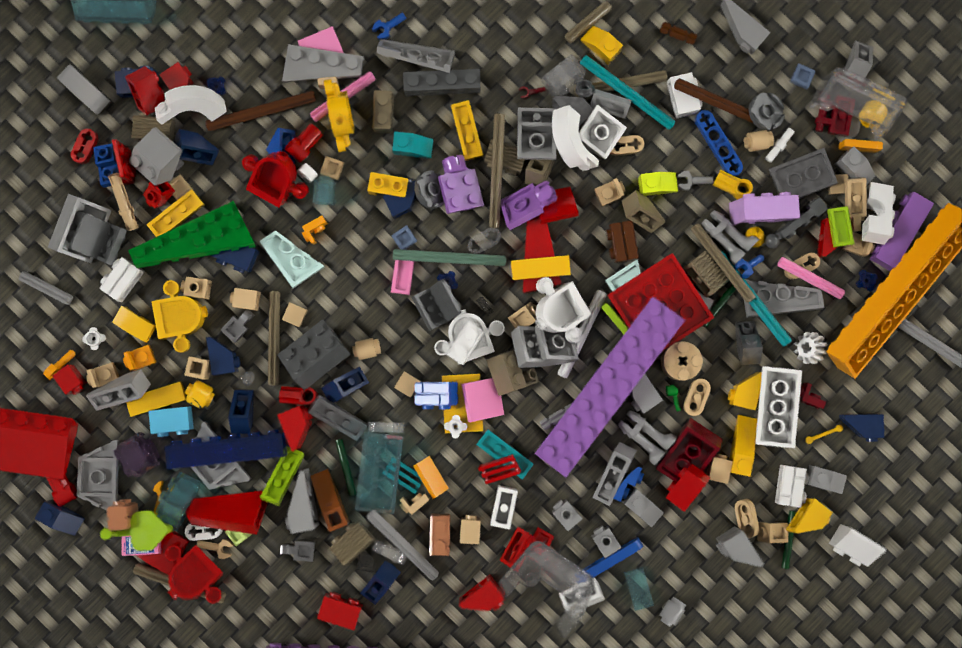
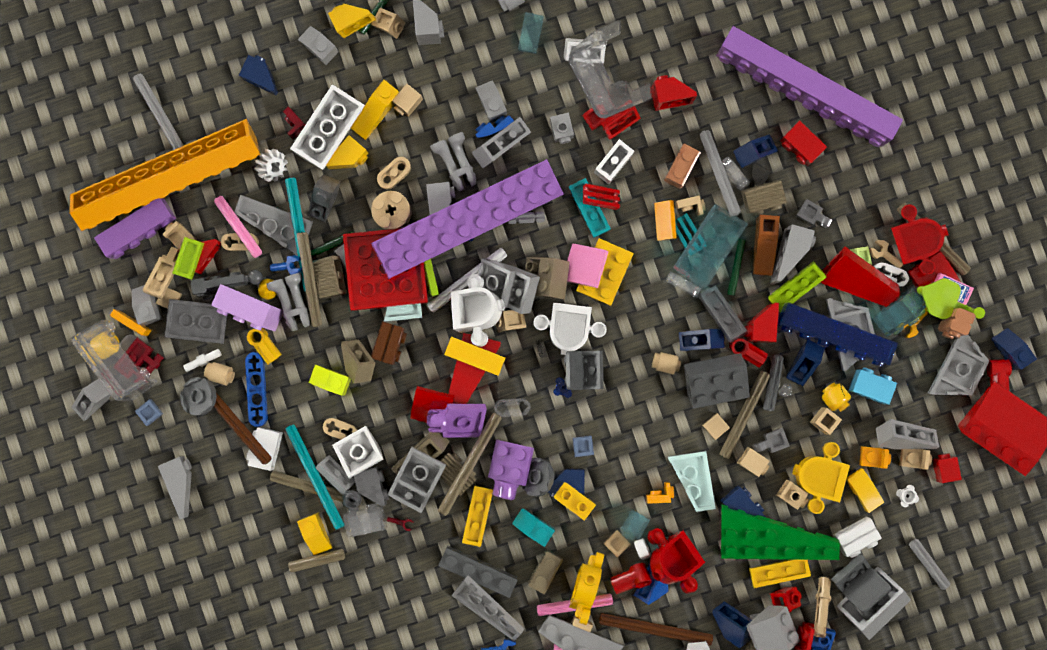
camera: 155 degrees left, 0 degrees up
(54, 368) = (955, 485): light orange bar -> none
(137, 455) = (918, 369): clear purple brick -> none
(157, 399) = (875, 412): yellow tile -> none
(180, 186) = (762, 595): tan tile -> none
(221, 358) = (800, 420): dark blue slope -> none
(262, 379) = (773, 383): none -> dark grey axle
(402, 277) = (600, 413): bright pink tile -> none
(406, 384) = (645, 313): tan tile -> none
(436, 394) = (624, 291): brick -> none
(449, 257) = (551, 407): sand green axle -> none
(455, 431) = (616, 253): white plate -> none
(465, 343) = (576, 321): white brick -> none
(470, 529) = (653, 157): tan brick -> none
(568, 141) = (391, 459): white arch -> none
(605, 541) = (539, 88): light grey brick -> none
(605, 563) = (540, 70): blue beam -> none
(610, 192) = (376, 394): tan bracket -> none
(671, 390) = (413, 190): green hand -> none
(678, 33) = (240, 508): reddish brown axle -> none
(687, 487) = (443, 97): red brick -> none
(693, 180) = (296, 367): light grey bar -> none
(693, 445) = (425, 126): dark red slope -> none
(747, 517) = (404, 47): tan plate -> none
(791, 486) = (351, 54): white brick -> none
(809, 440) = (314, 86): yellow hinge -> none
(872, 277) = (189, 194): clear blue plate -> none
(879, 228) = (154, 239): white arch -> none

